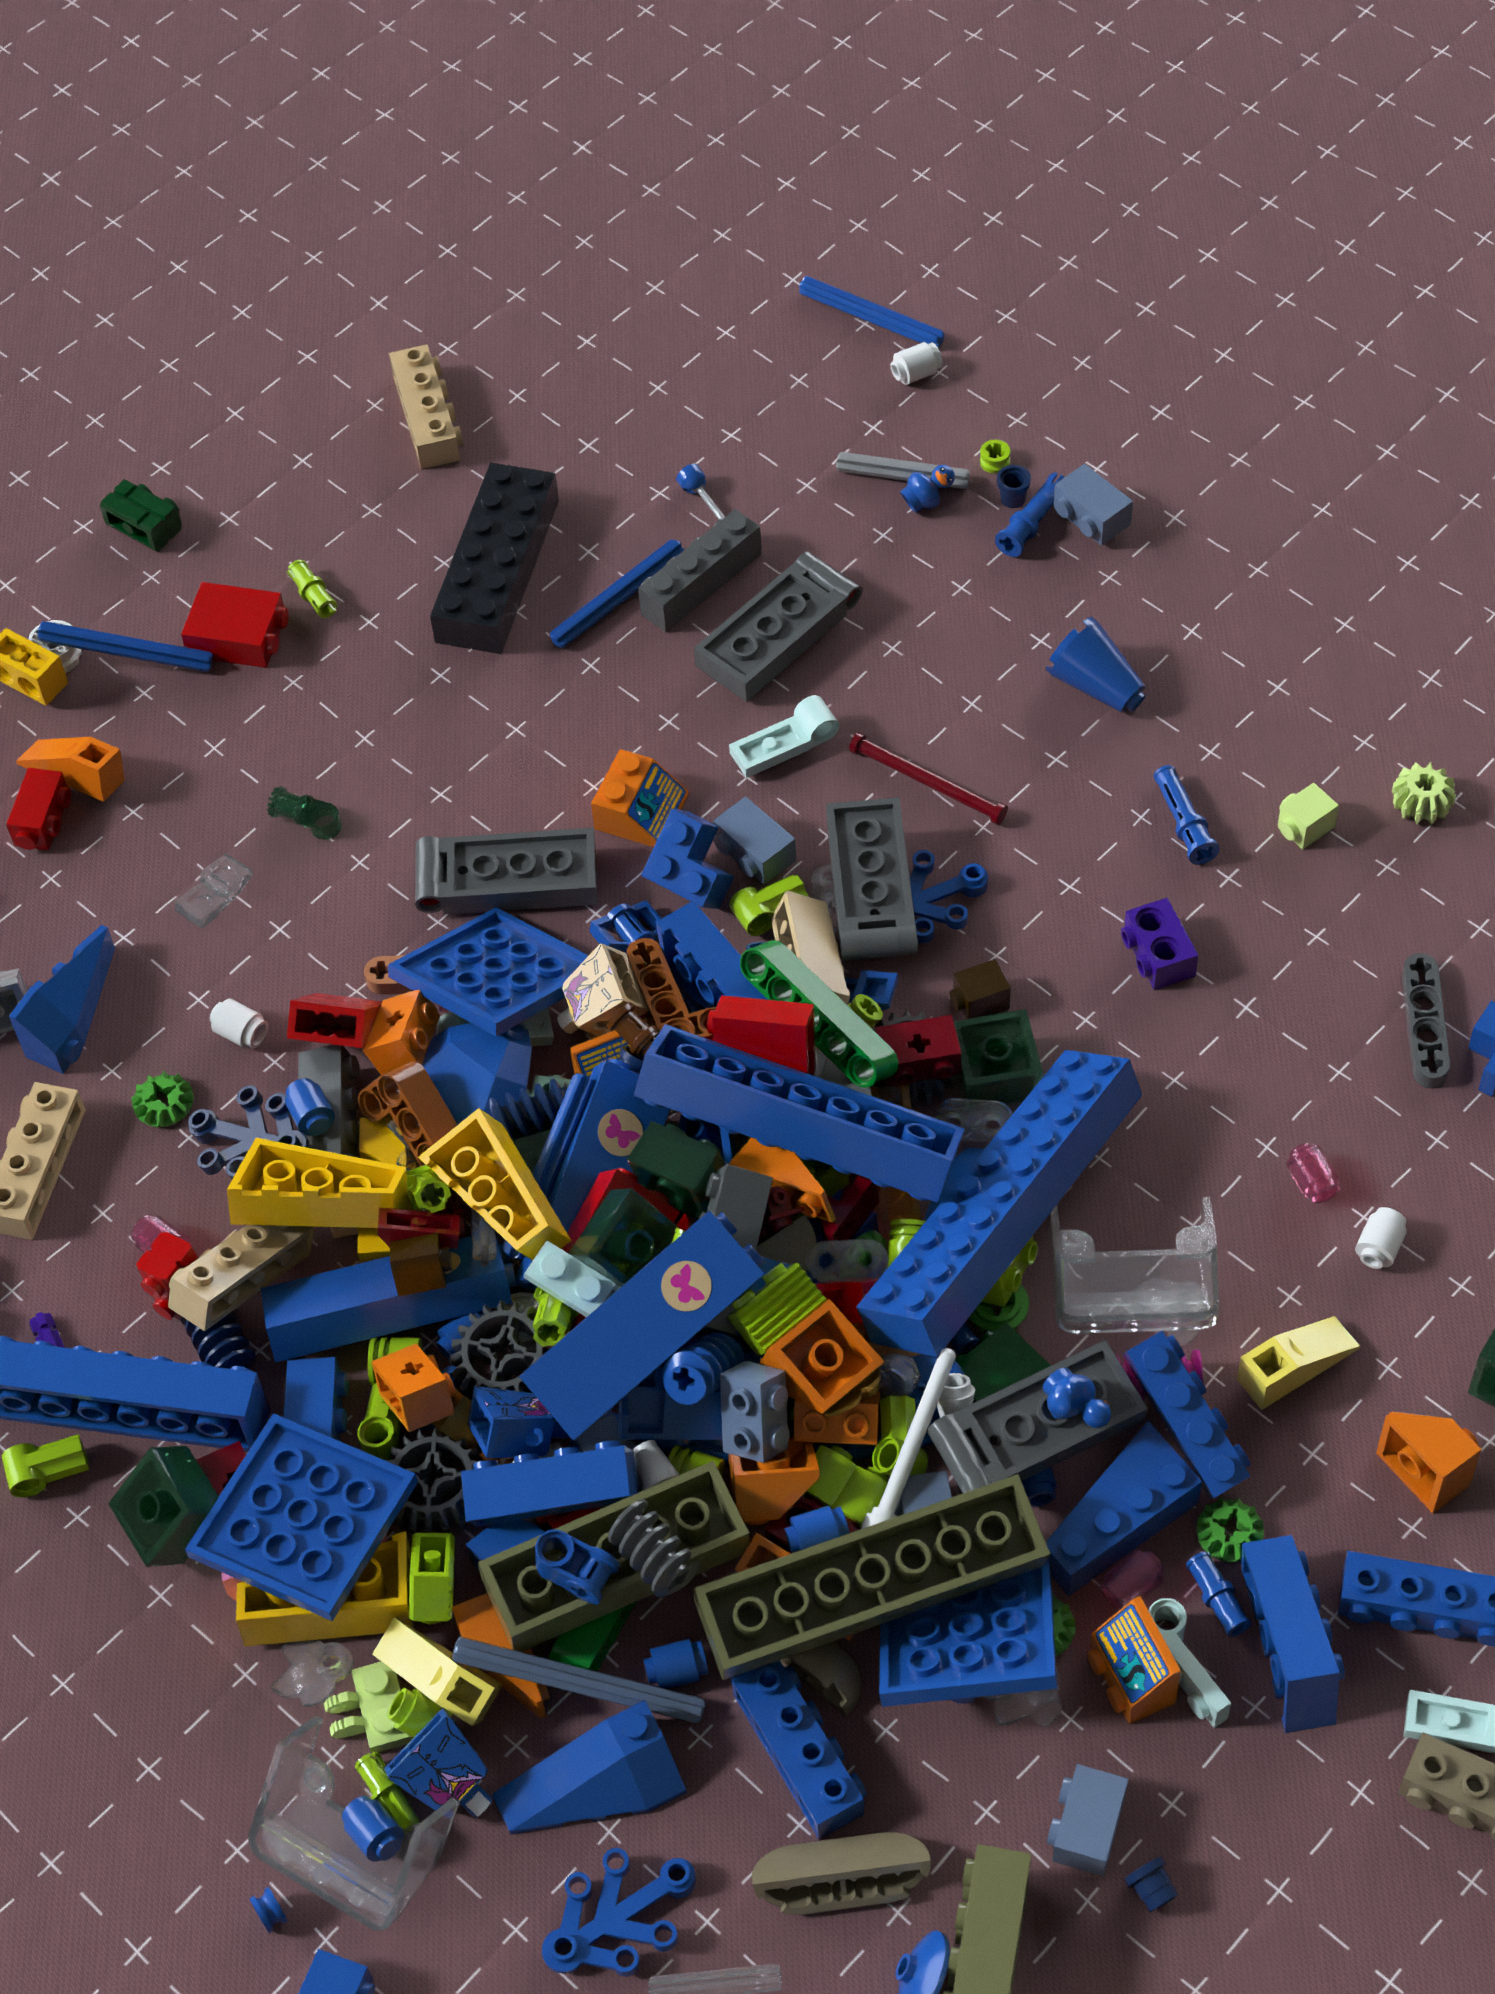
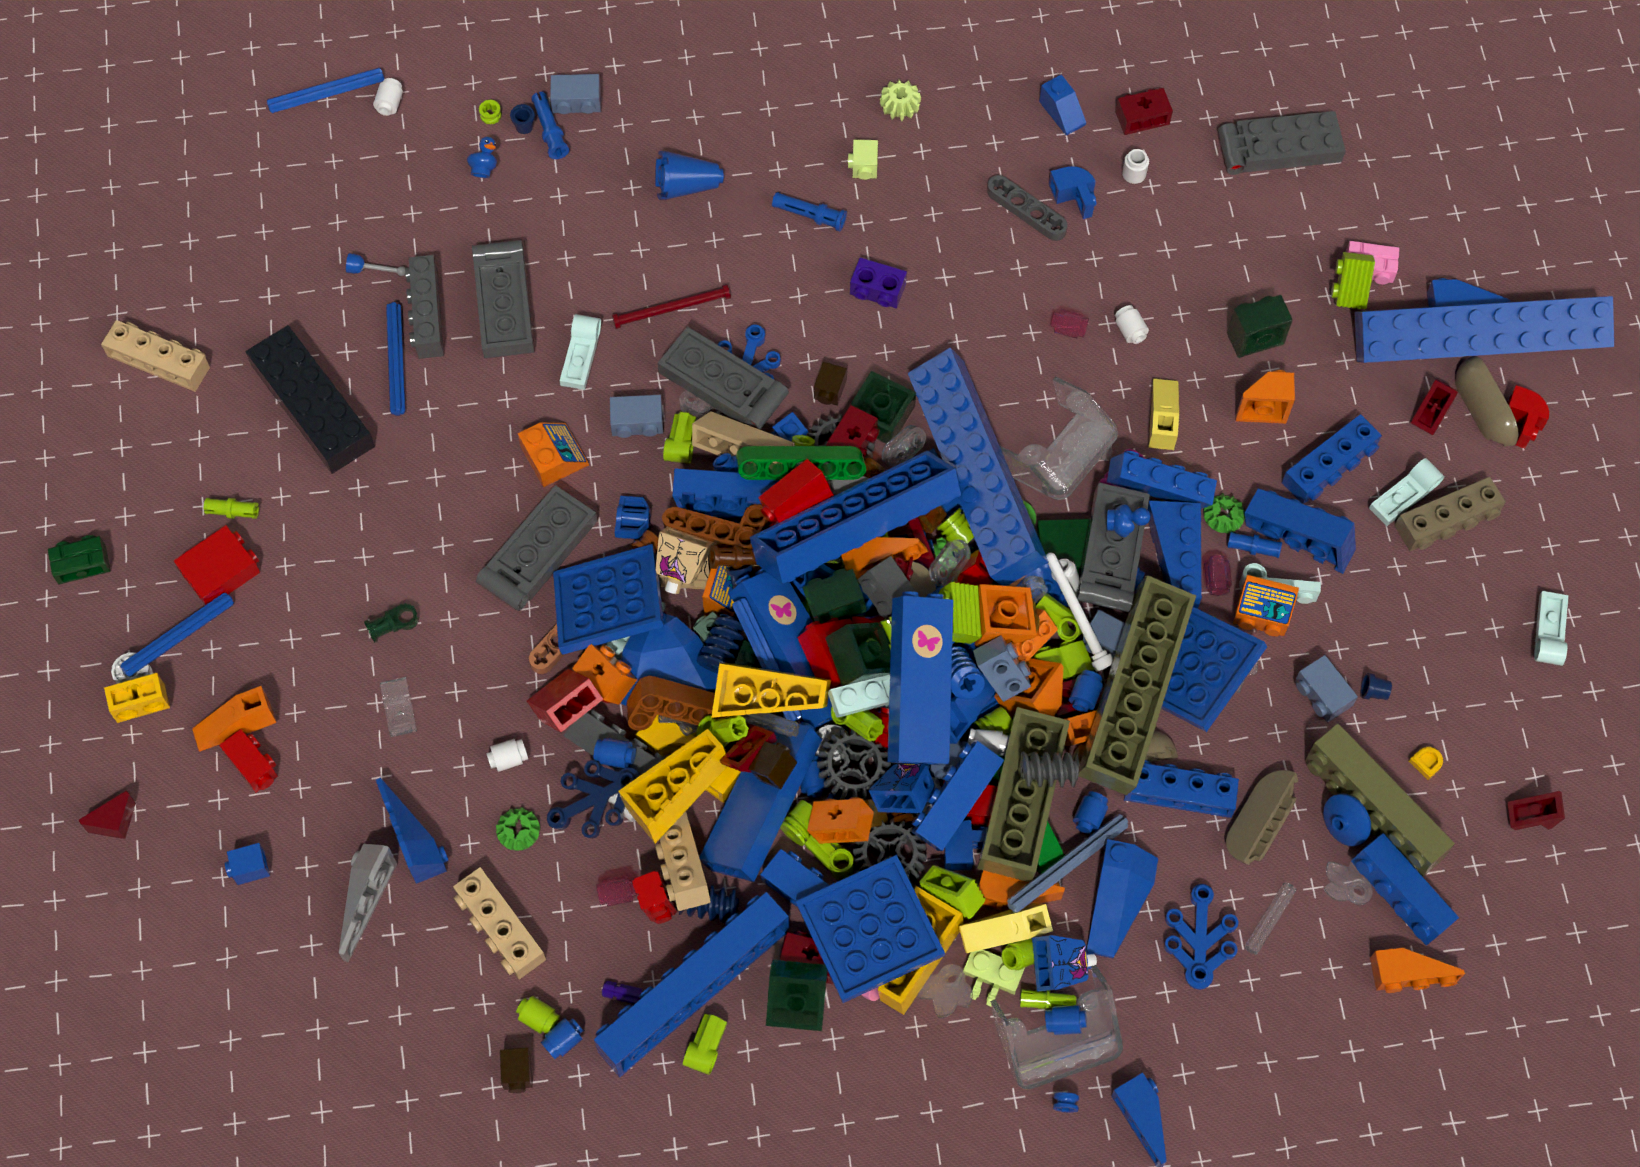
camera: 55 degrees left, 10 degrees up
(580, 1571) = (1031, 810): blue piece -> none
(680, 864) = (622, 462): blue brick -> none
(893, 468) = (449, 163): light grey axle -> none

